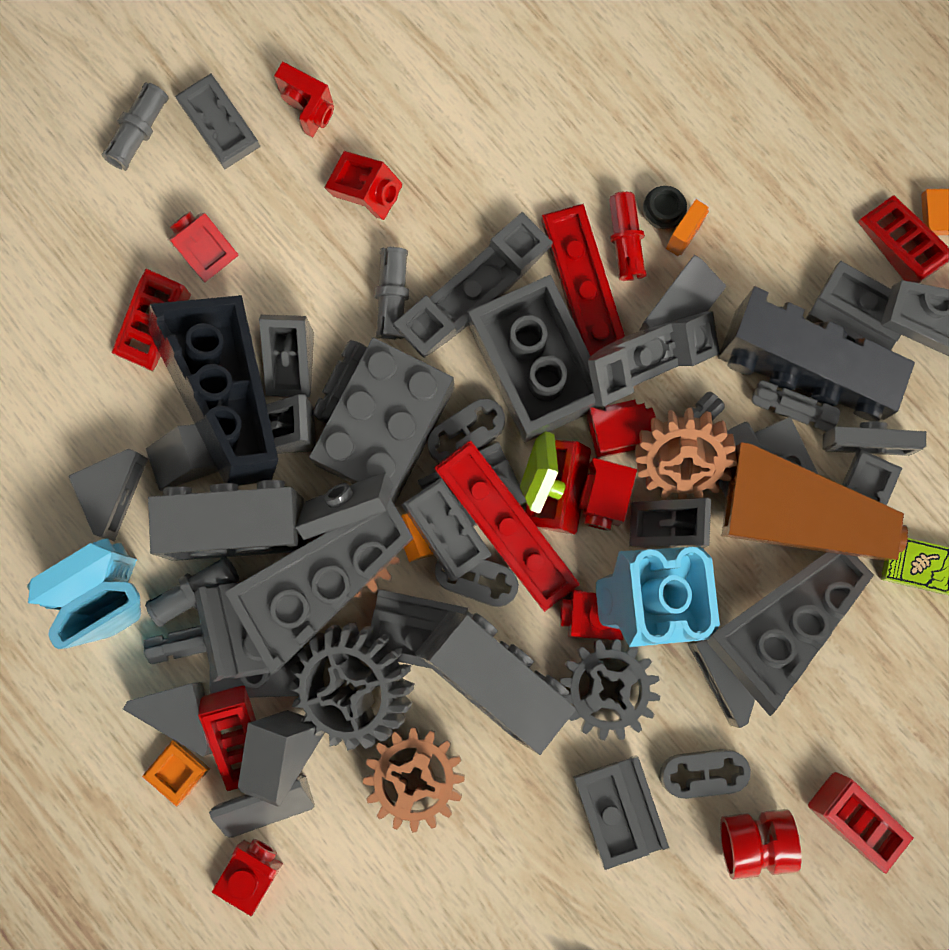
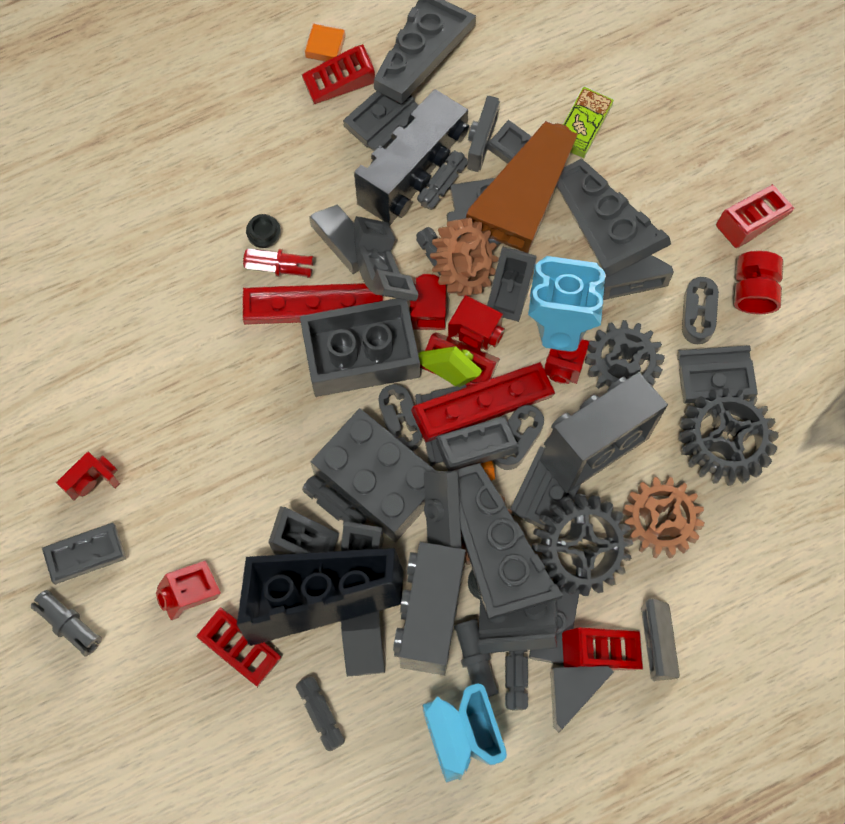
camera: 75 degrees left, 10 degrees down
(95, 430) = (320, 713): none -> dark grey axle
(107, 490) = (375, 711): dark grey slope -> none
(176, 772) = (619, 707): orange tile -> none
(248, 875) = (712, 665): red bracket -> none
(275, 755) = (625, 614): dark grey slope -> none
(364, 183) = (174, 447): red bracket -> none
(391, 291) = (272, 447): dark grey pin -> none
(484, 279) = (285, 382): dark grey slope -> none
(560, 877) = (721, 411): none -> dark grey gear
(687, 228) = (286, 217): orange tile -> none

